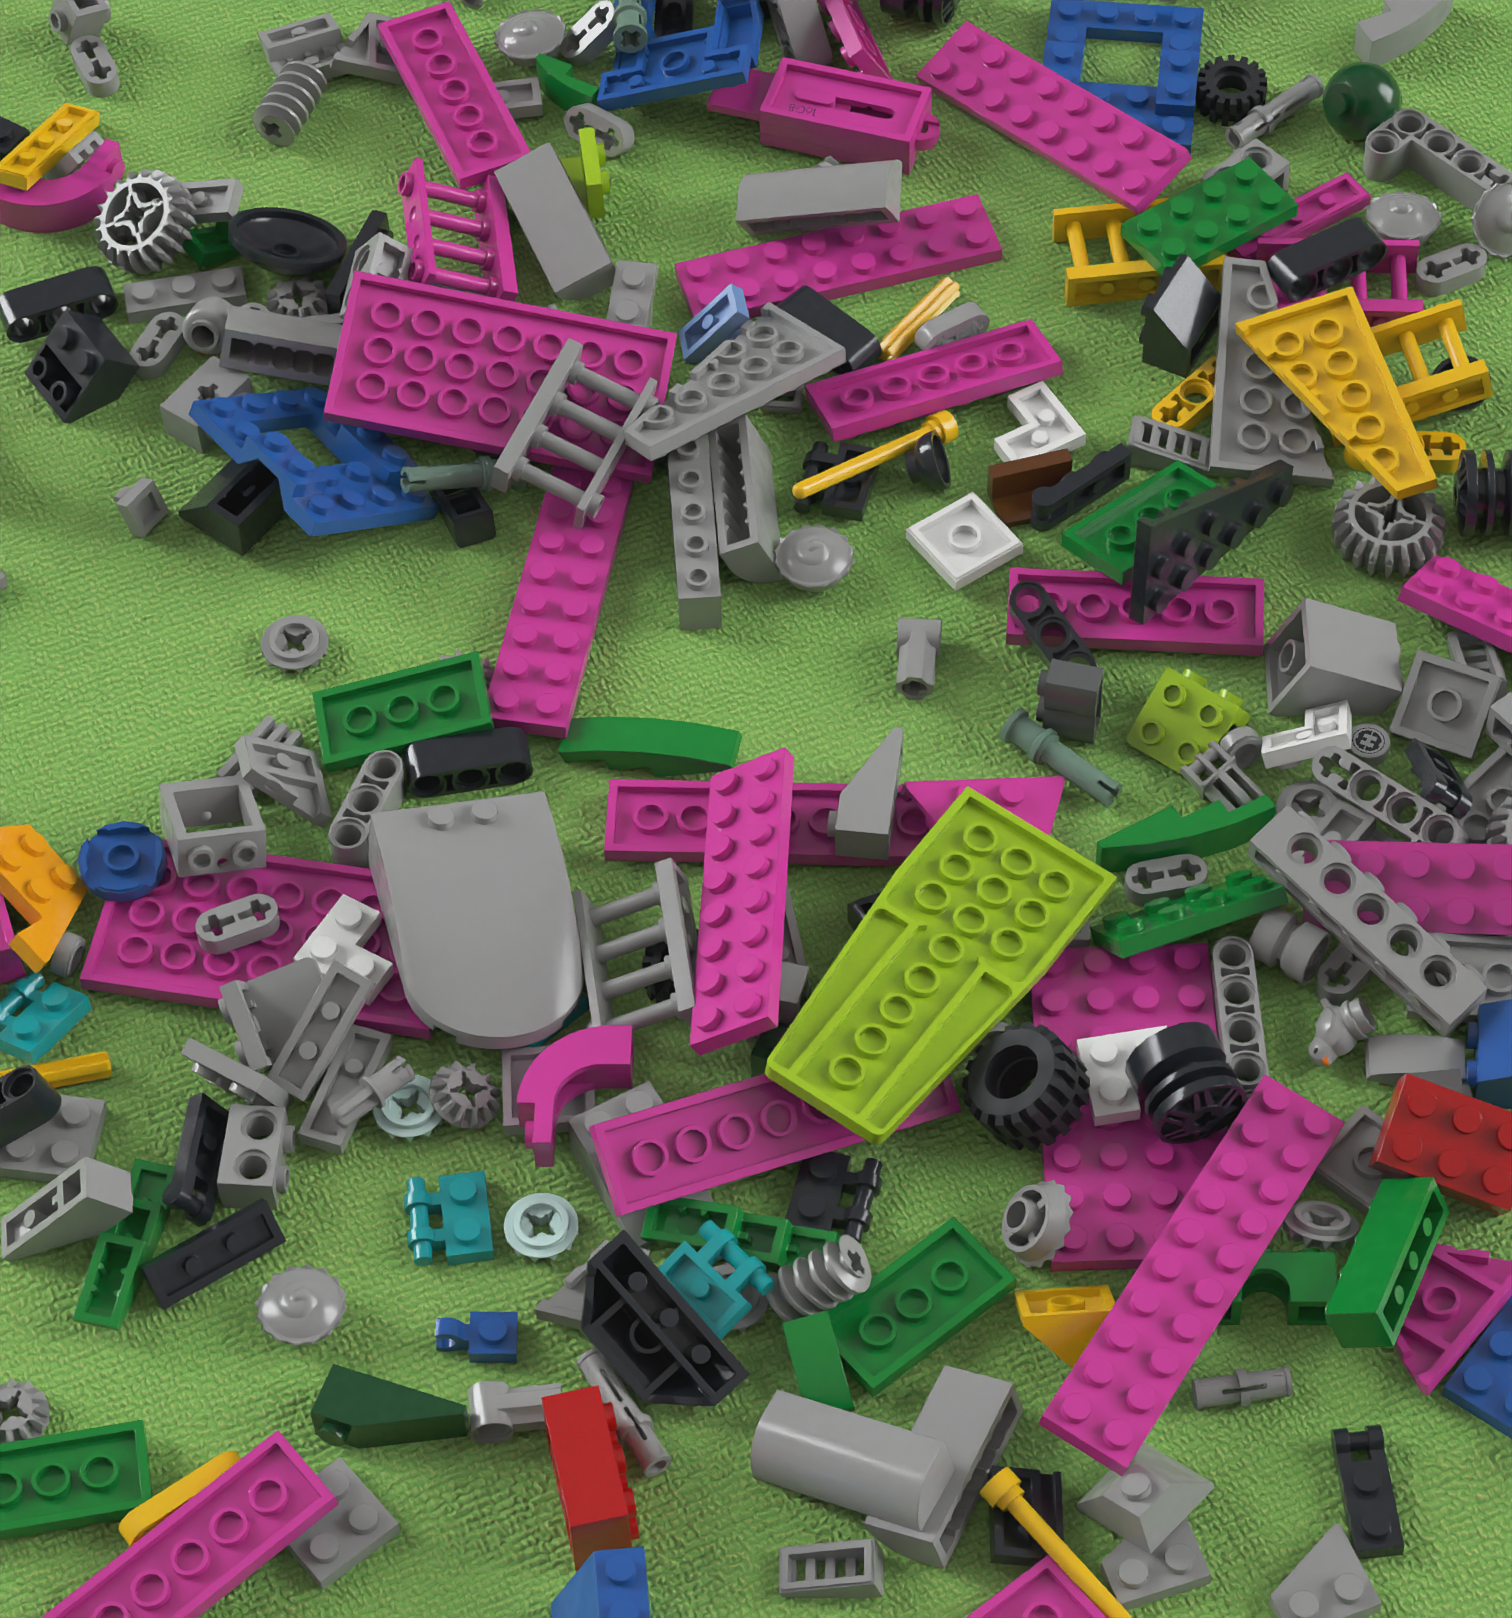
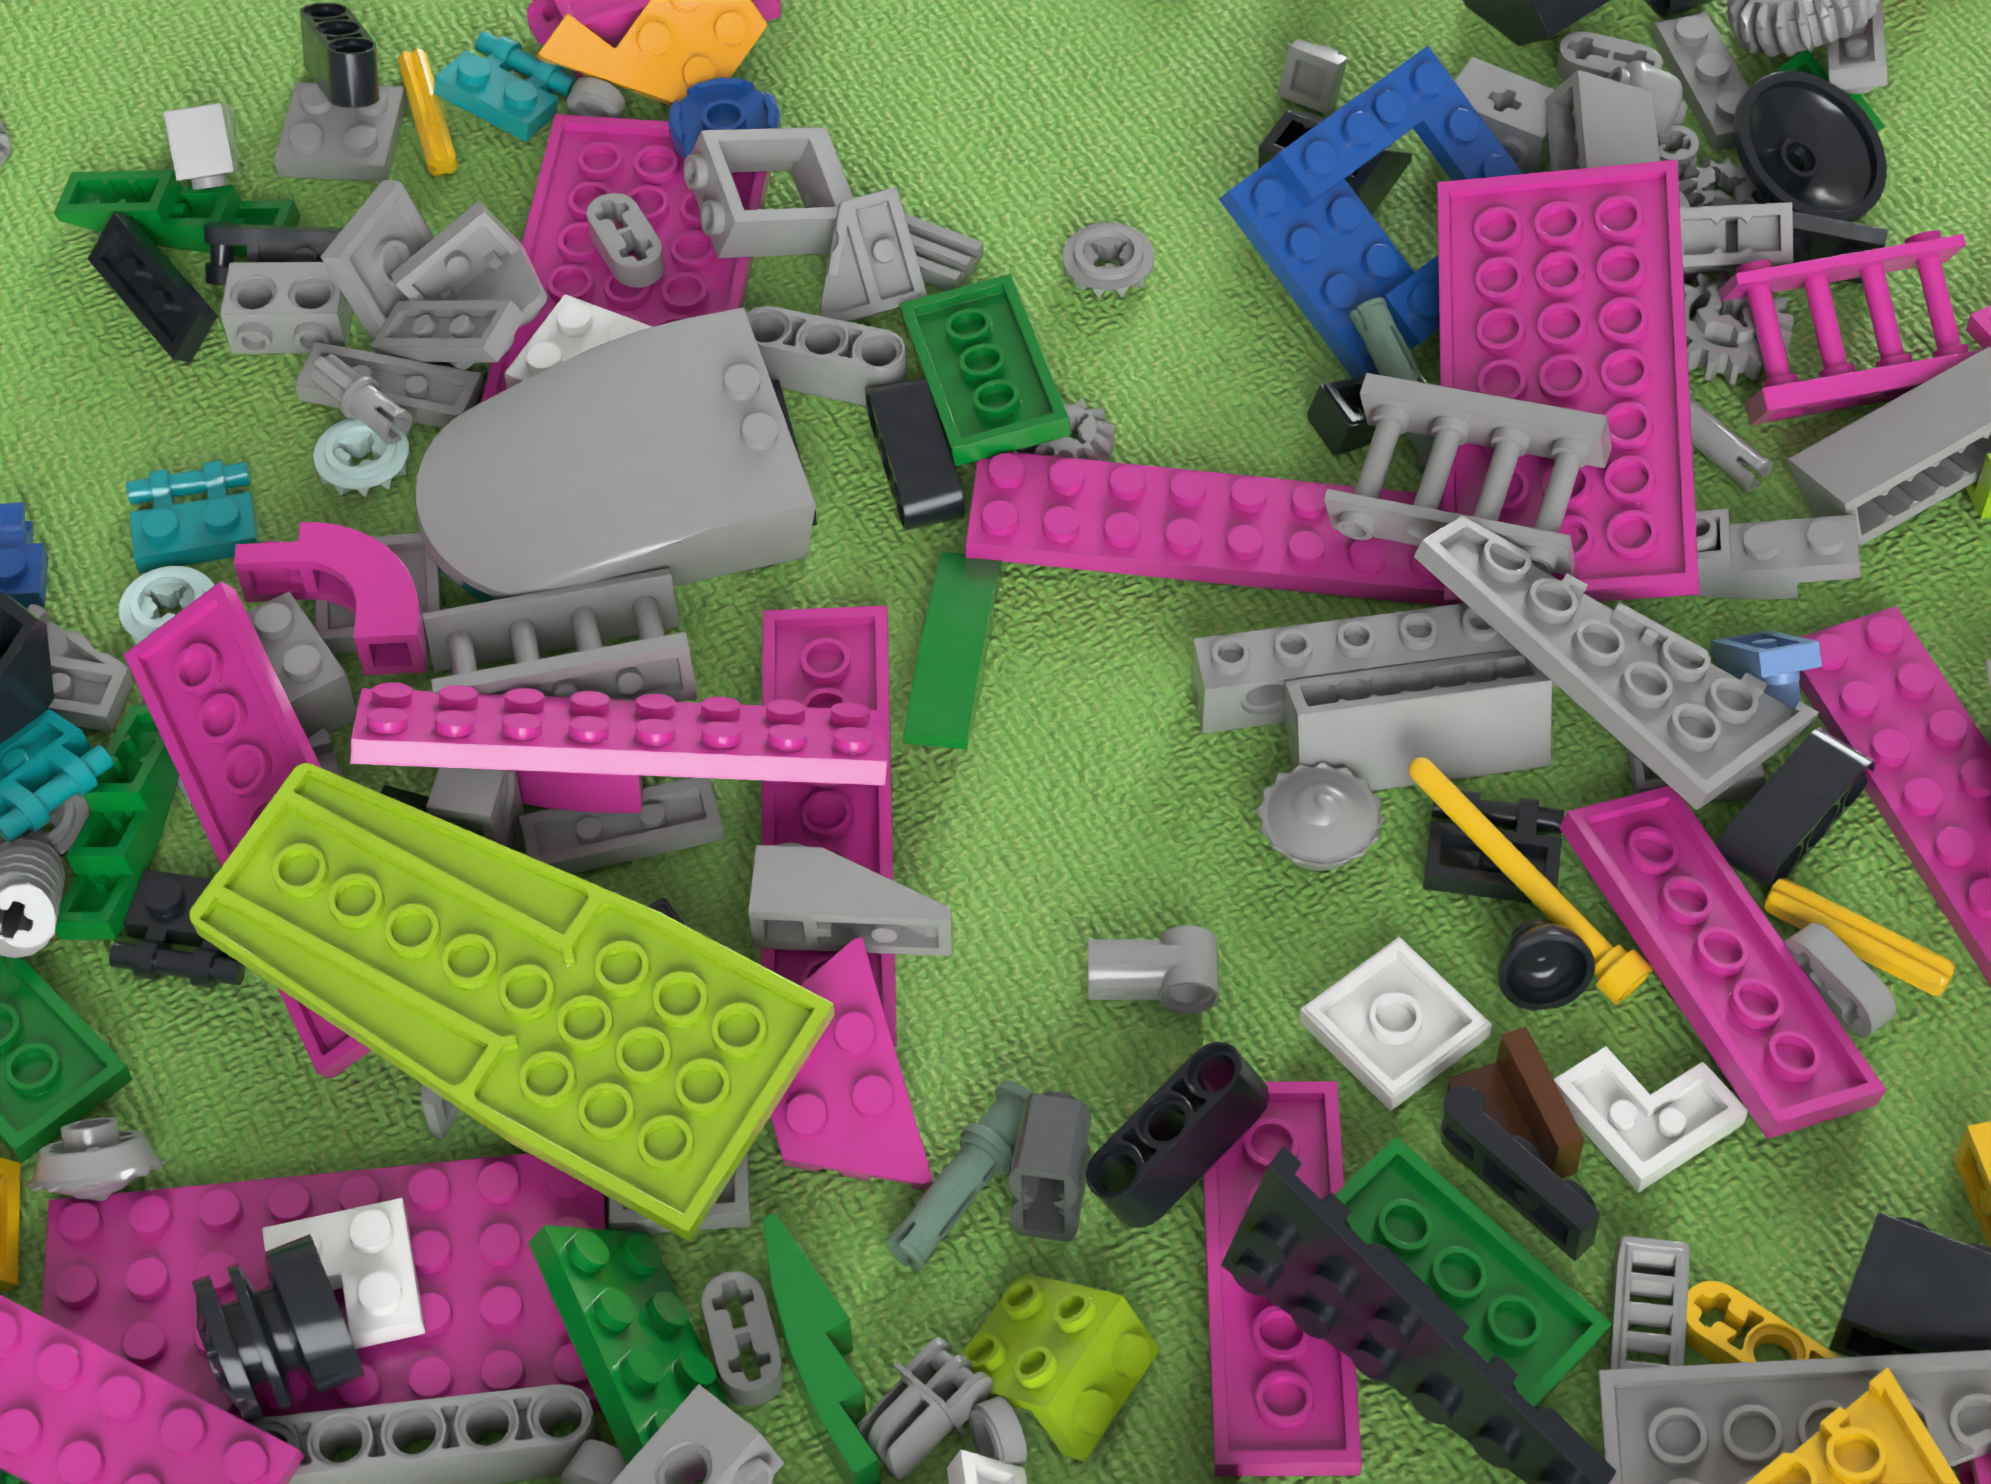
camera: 85 degrees right, 0 degrees up
(301, 1305) = (60, 373): light grey piece -> none
(456, 1107) = (382, 477): light grey gear -> none
(1045, 1105) = (314, 1131): black tyre -> none

